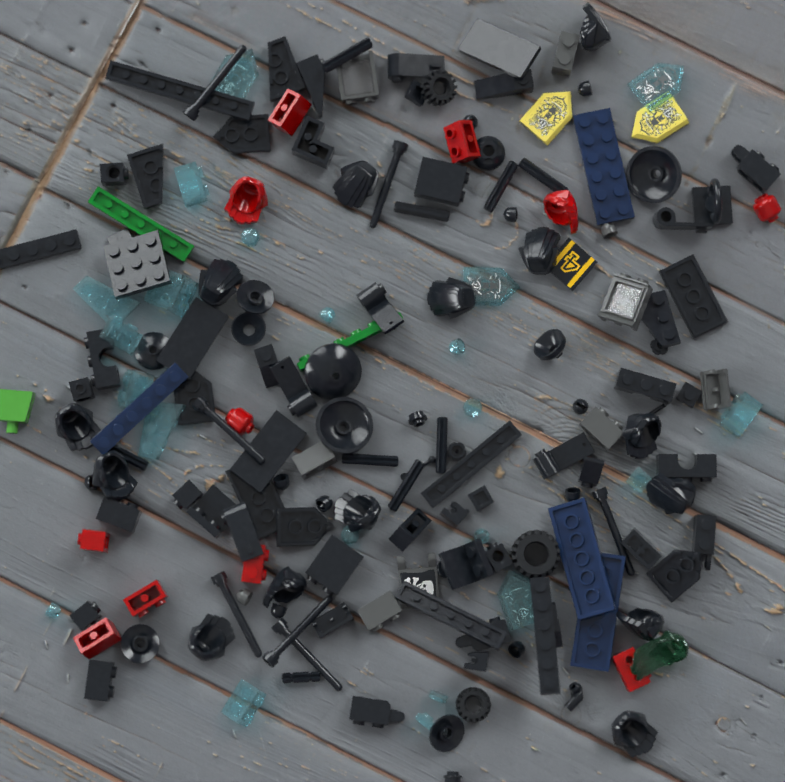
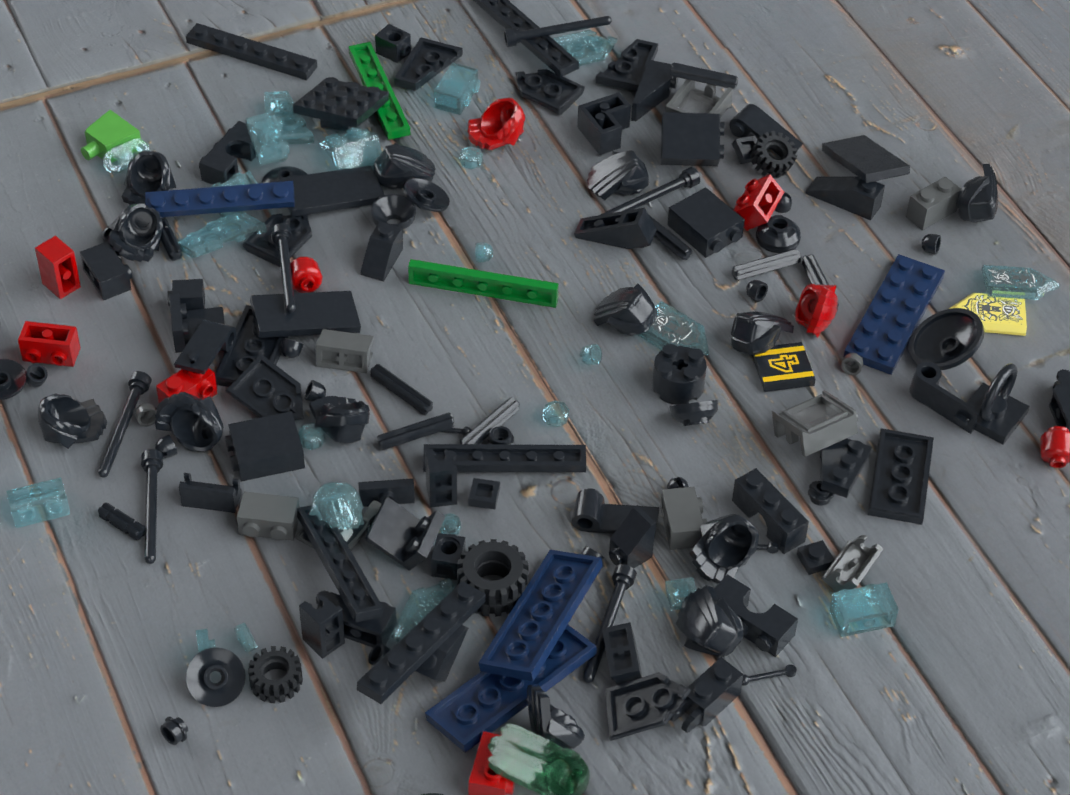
camera: 40 degrees right, 35 degrees down
(39, 414) = (123, 154): none -> clear light blue plate
(81, 390) = (184, 161): black brick -> none
(155, 618) = (36, 375): none -> black hinge
(272, 657) = (111, 471): black piece -> none
(289, 112) = (605, 85): red brick -> none
(293, 387) = (387, 279): black door -> none
(329, 360) = (443, 305): black dish -> none
(346, 413) = (404, 335): black dish -> none
(373, 711) = (159, 601): black hinge -> none
(379, 307) = (542, 266): black door -> none
(380, 118) = (691, 139): none -> black brick
(391, 232) = (619, 229): none -> black slope
(410, 529) = (376, 464): black slope -> none
(417, 418) = (491, 382): black plate -> none
(419, 581) = (338, 505): none -> clear light blue hair
(429, 543) = (398, 490): none -> black plate
(524, 313) = (679, 374): none -> black brick
(548, 115) = (871, 244): light yellow tile -> none
(576, 696) = (403, 752): black arm -> none
(728, 482) = (789, 671): none -> black hinge

